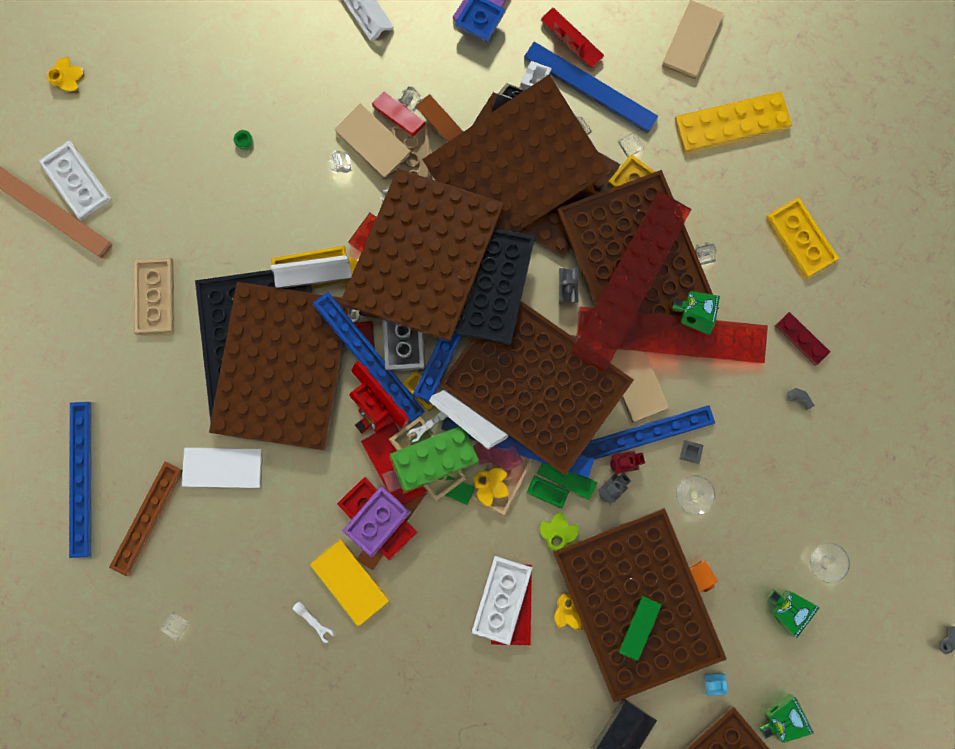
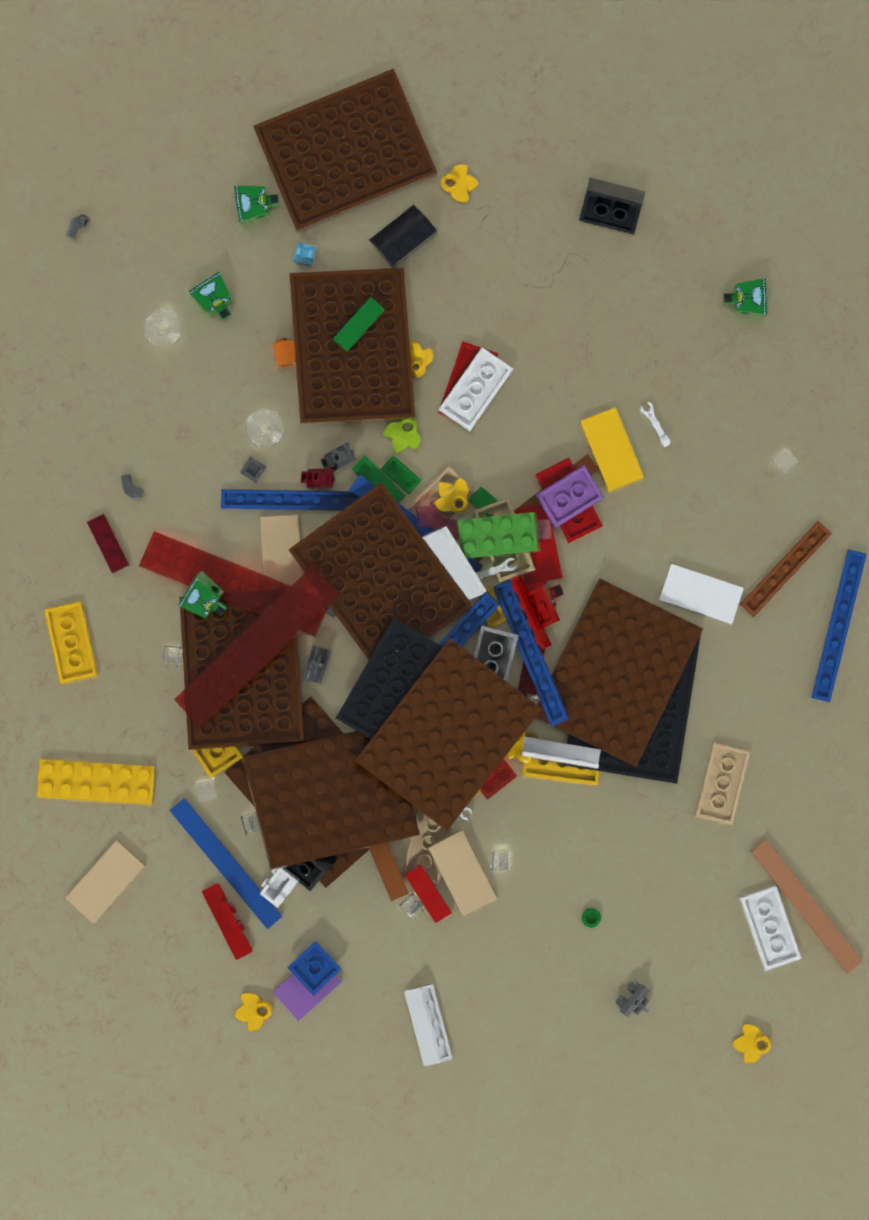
camera: 165 degrees left, 5 degrees up
(186, 72) = (639, 993): none -> dark grey hips

